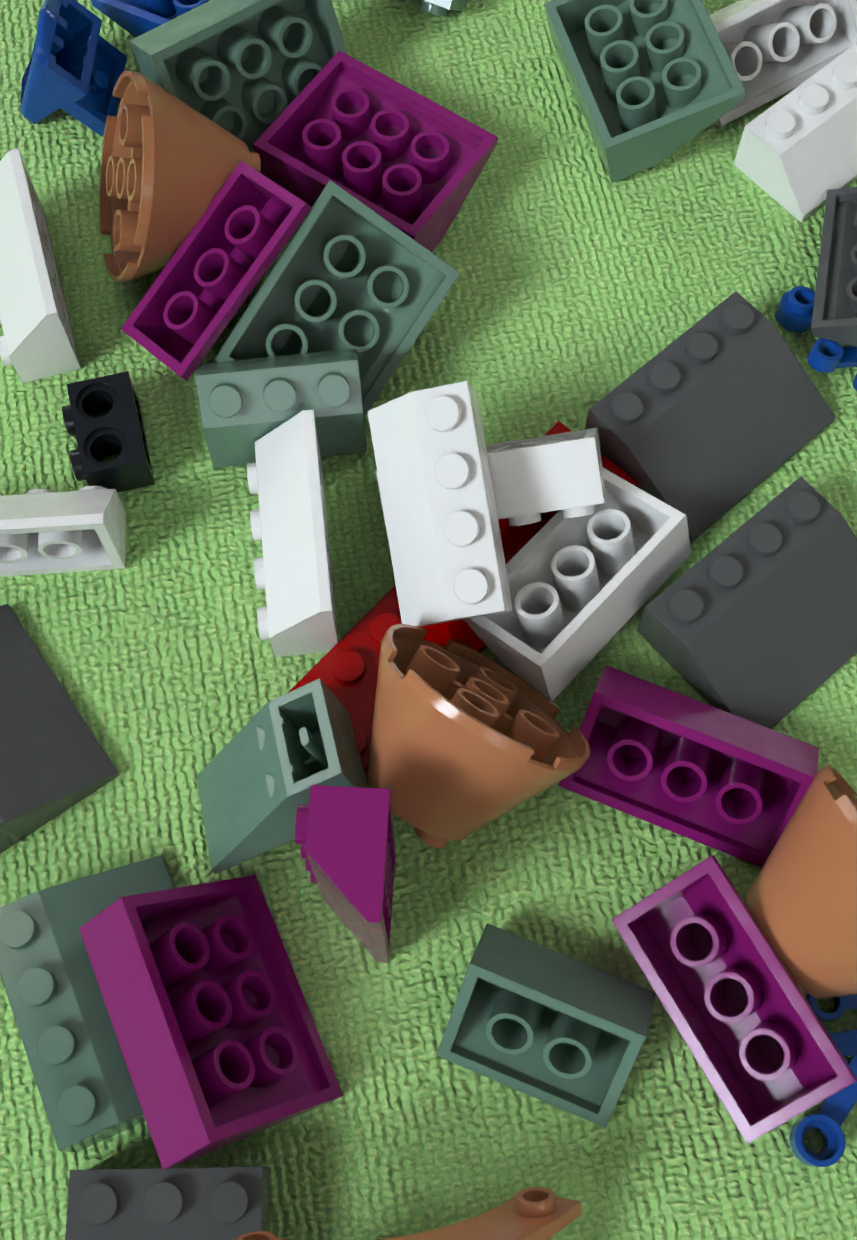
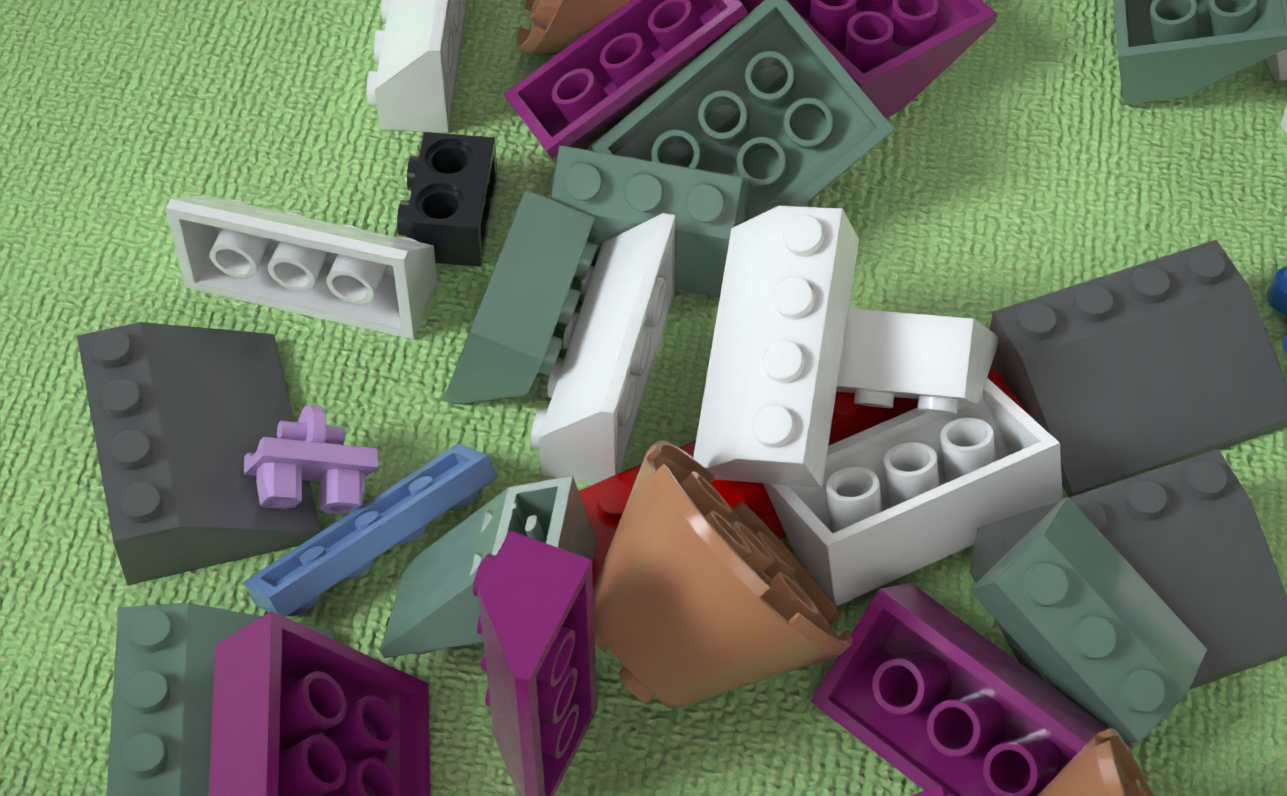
camera: 20 degrees right, 15 degrees down
(67, 735) = (310, 453): none -> lavender hips
(158, 761) = (353, 542): none -> medium blue plate
(210, 518) = (524, 302): none -> sand green slope
(761, 660) = (1092, 623): none -> sand green slope

